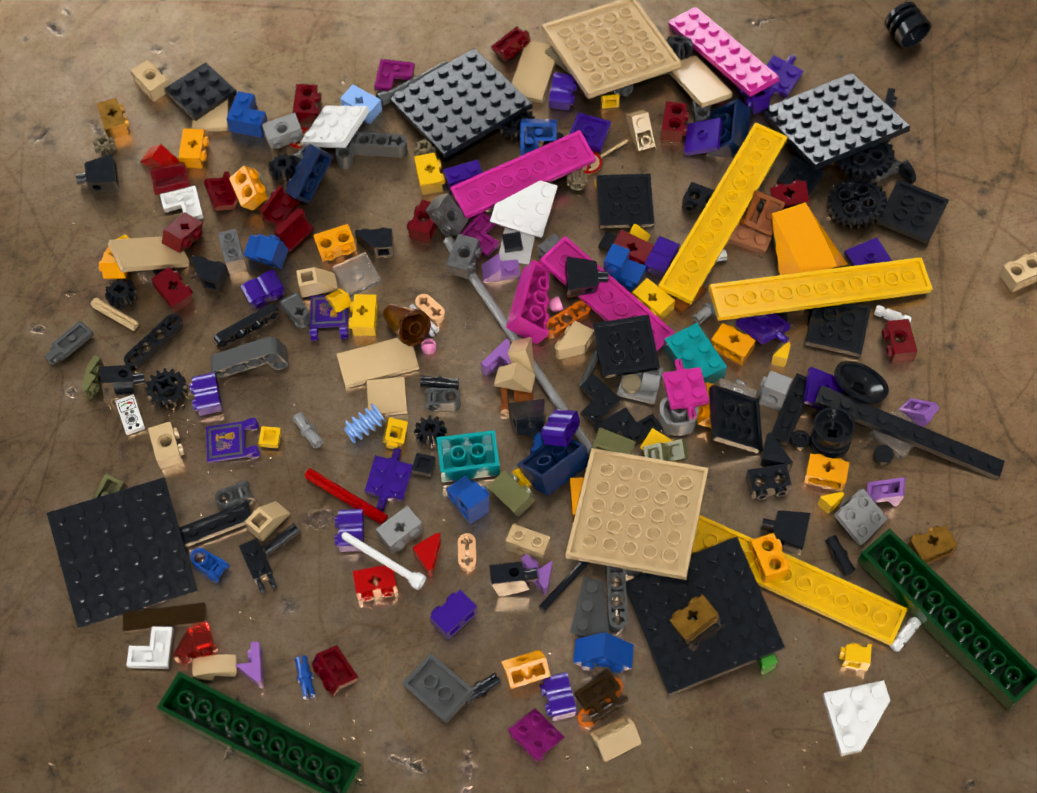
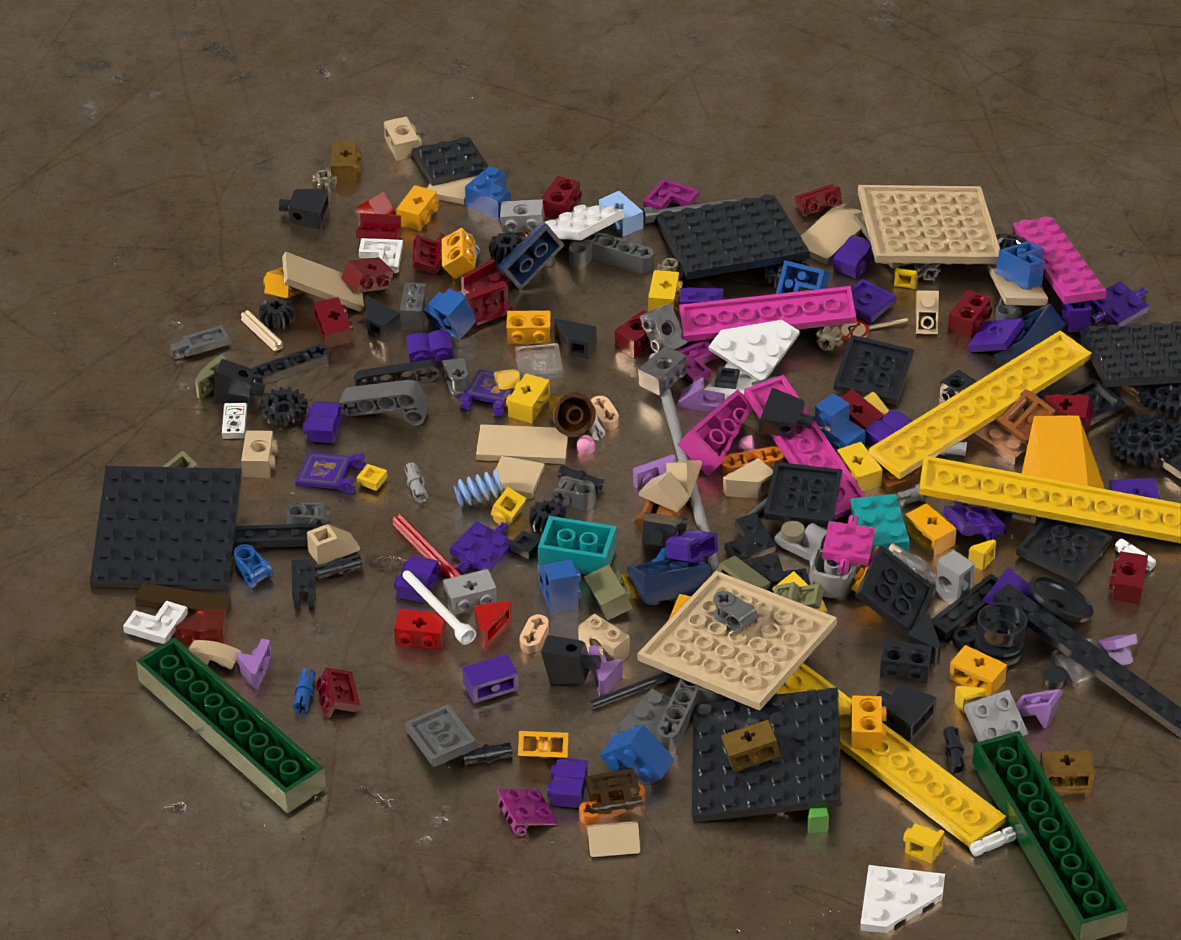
camera: 20 degrees right, 20 degrees down
(316, 281) = (489, 354): tan slope -> none
(630, 492) = (733, 611): none -> dark grey piece
(701, 67) = (1022, 264): none -> blue brick

